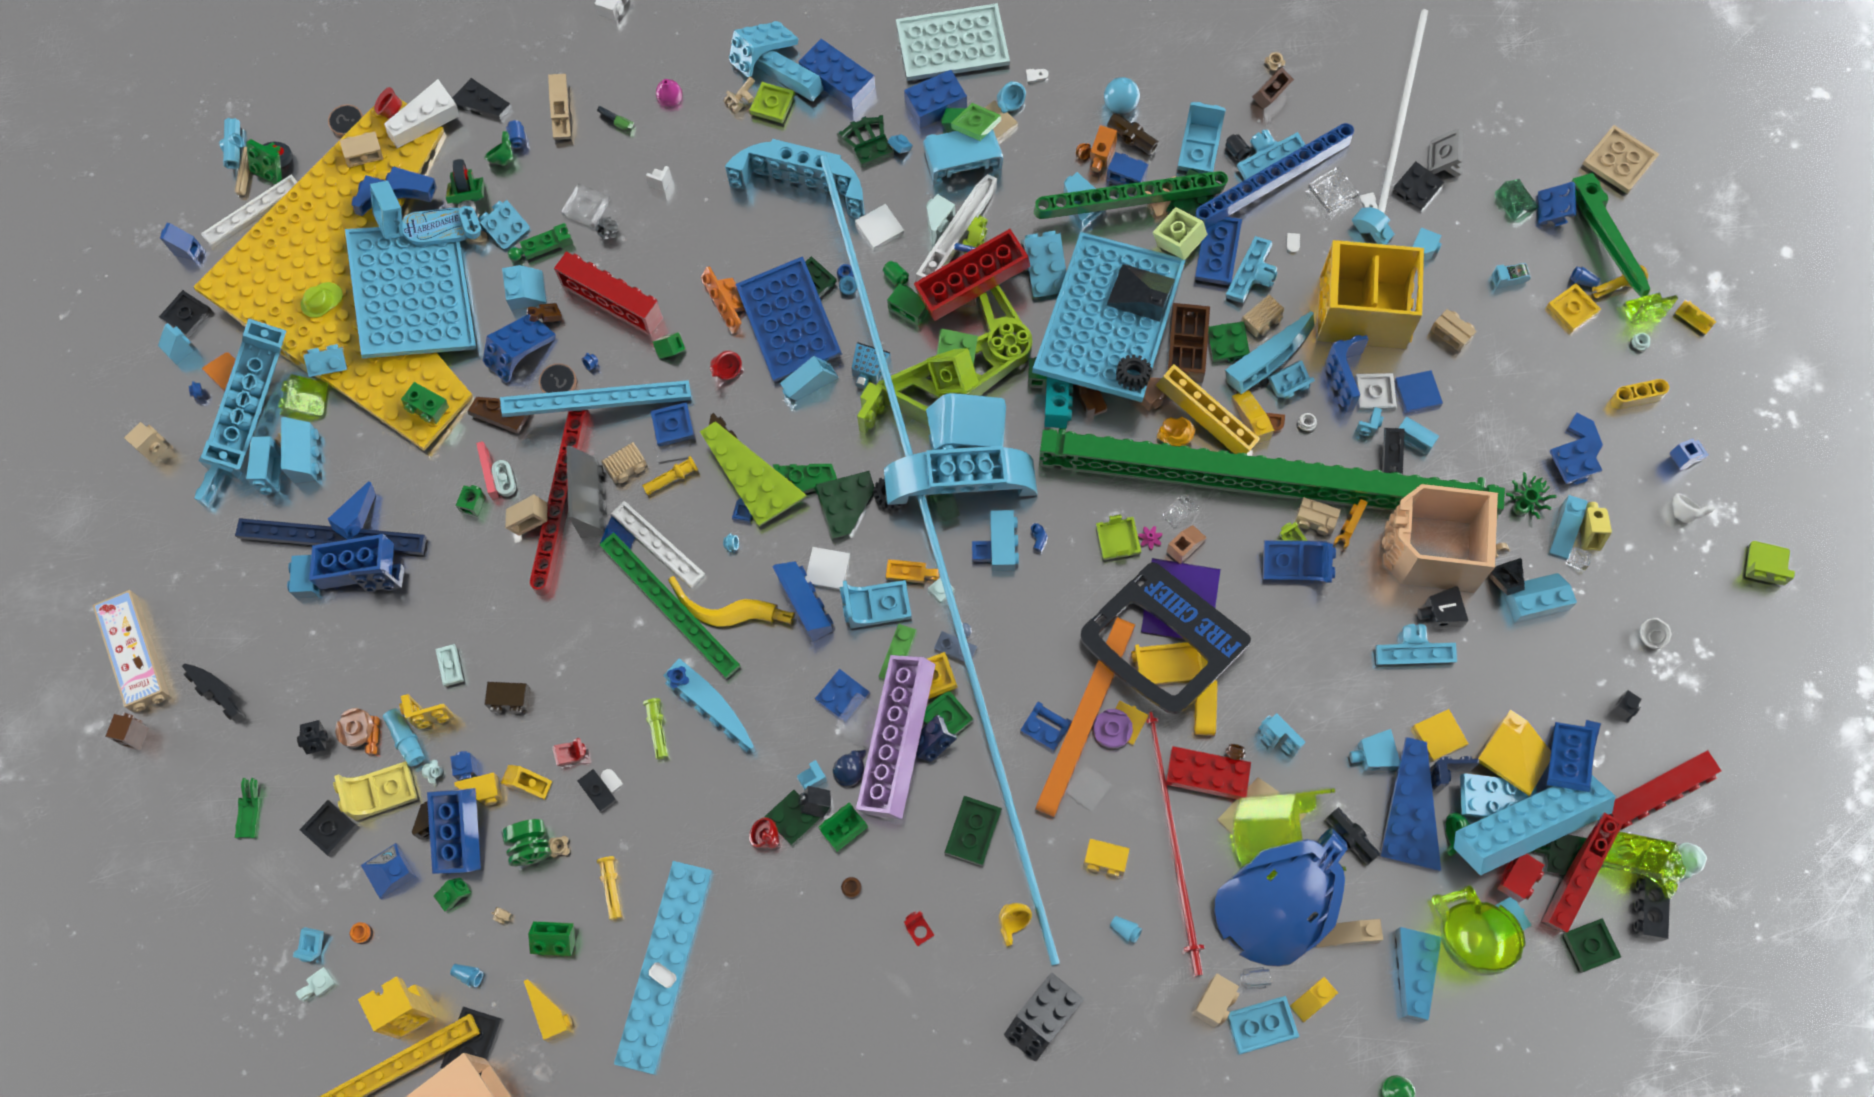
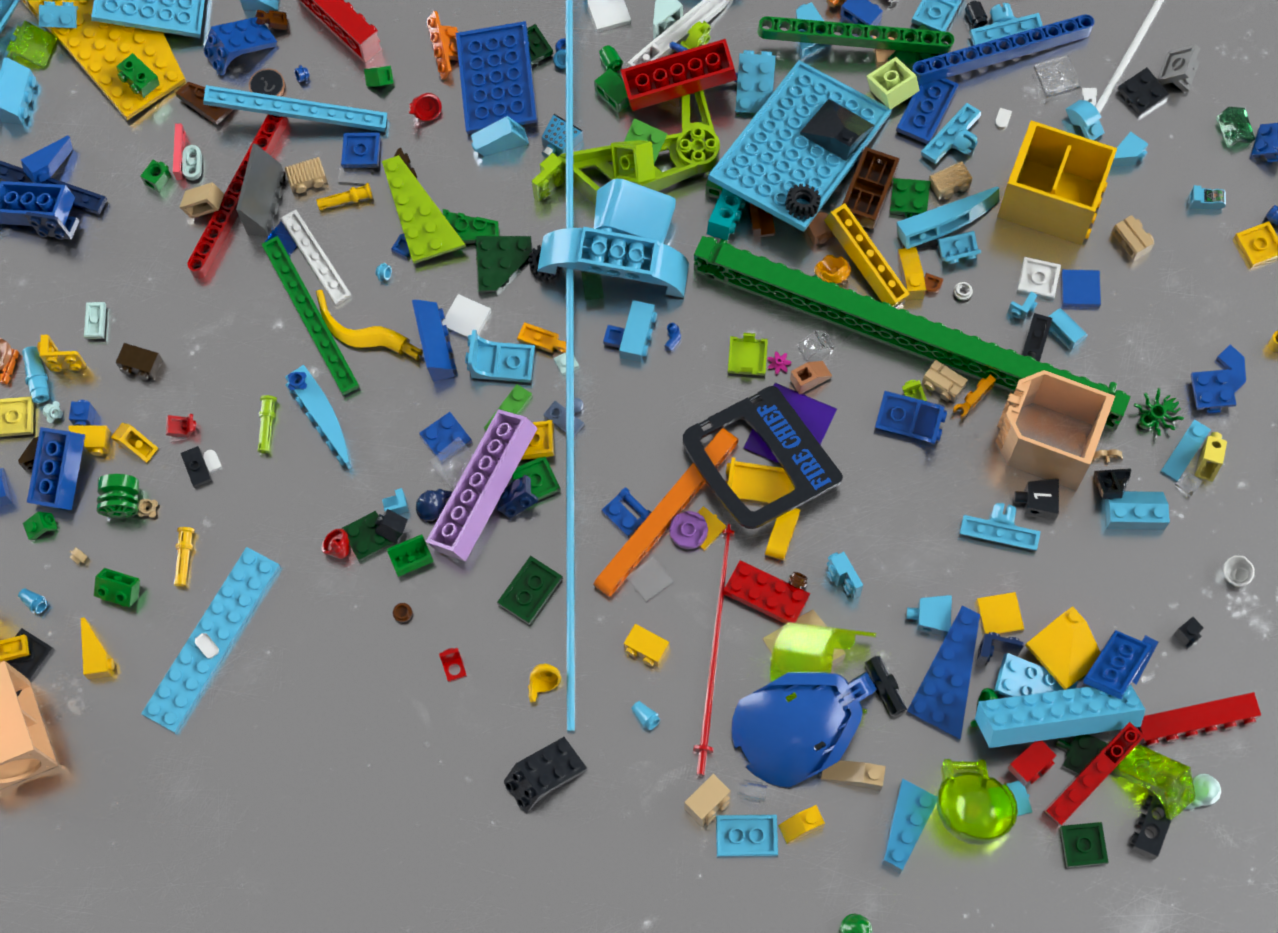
camera: 15 degrees right, 0 degrees up
(1340, 370) = (1012, 233): blue bracket -> none

